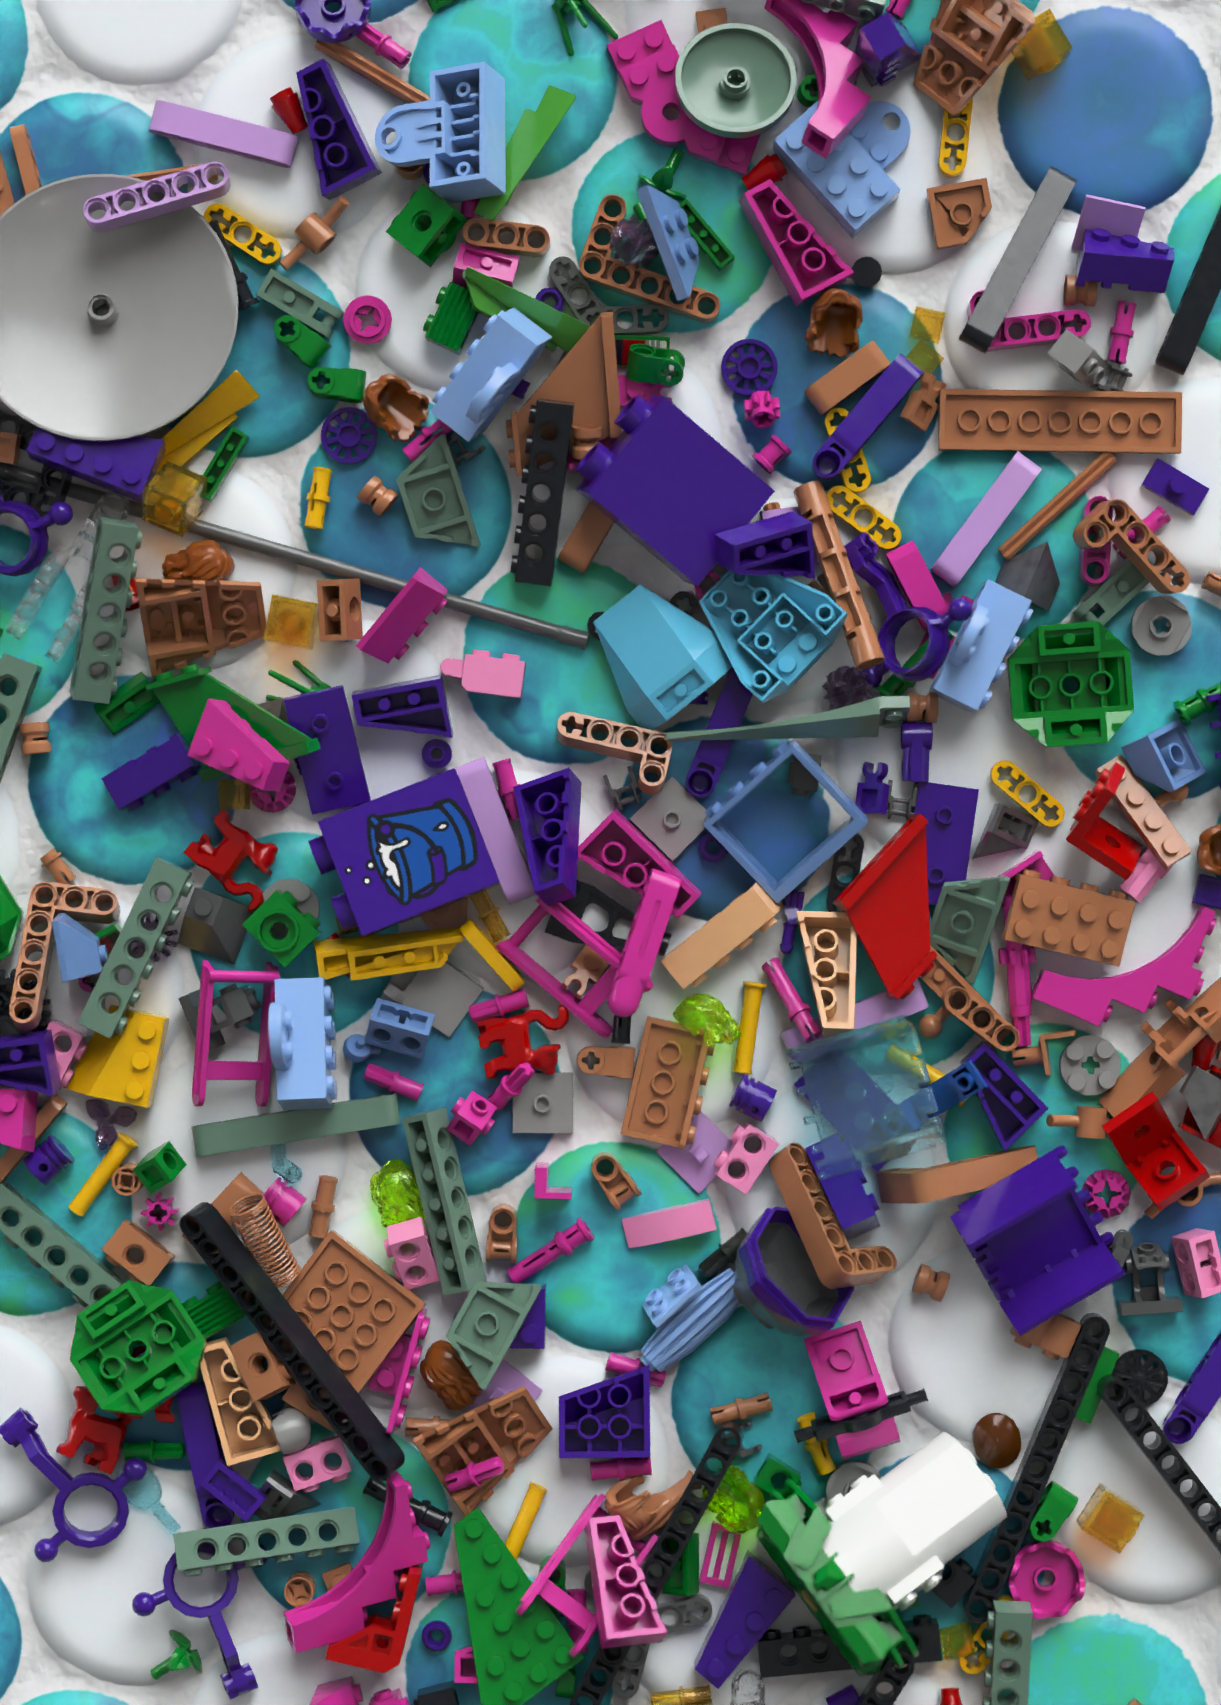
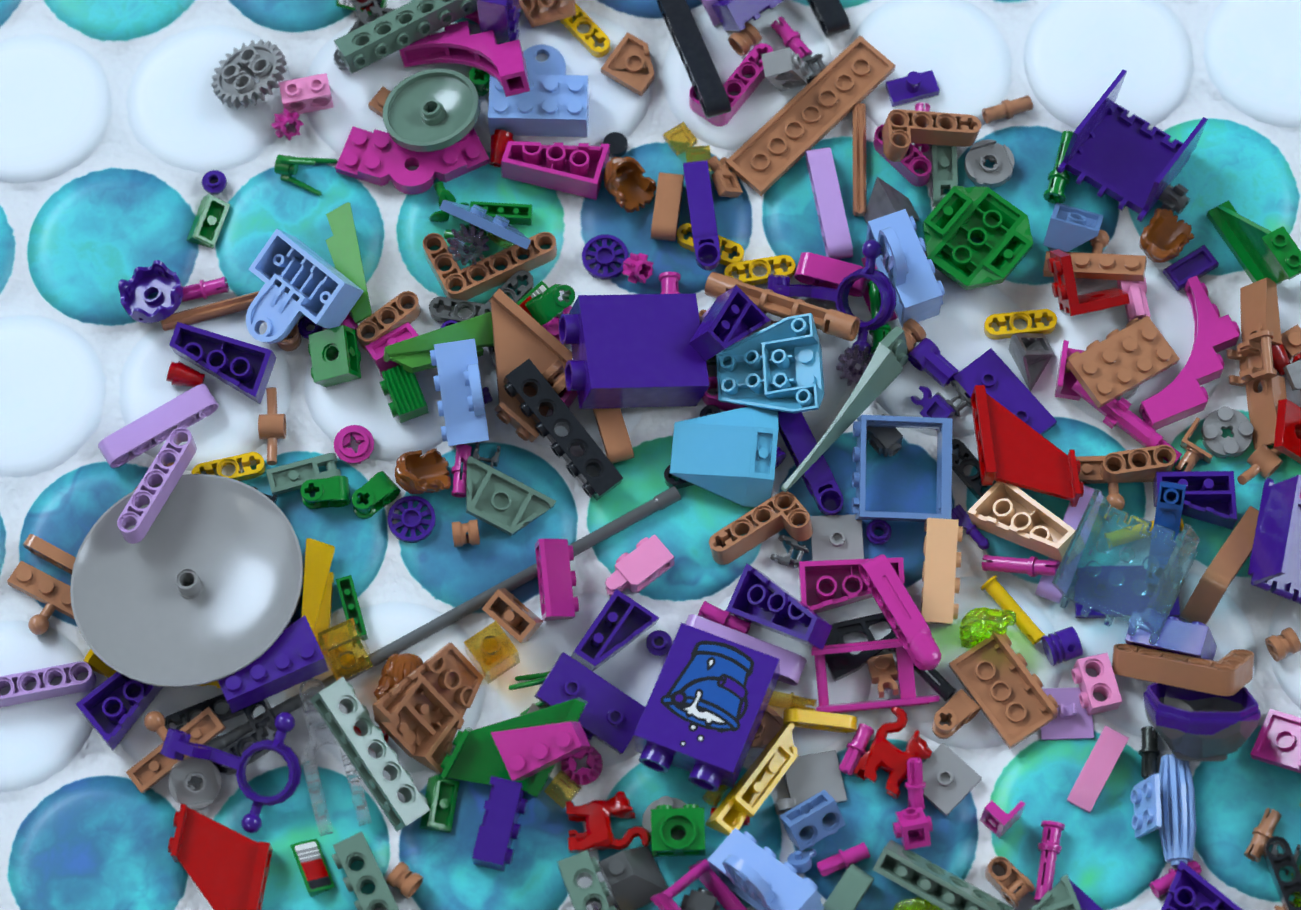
camera: 45 degrees left, 20 degrees down
(318, 498) = (431, 570): yellow pin -> none
(615, 1181) = (1038, 778): nougat piece -> none
(966, 920) = (1066, 419): sand green wing -> none

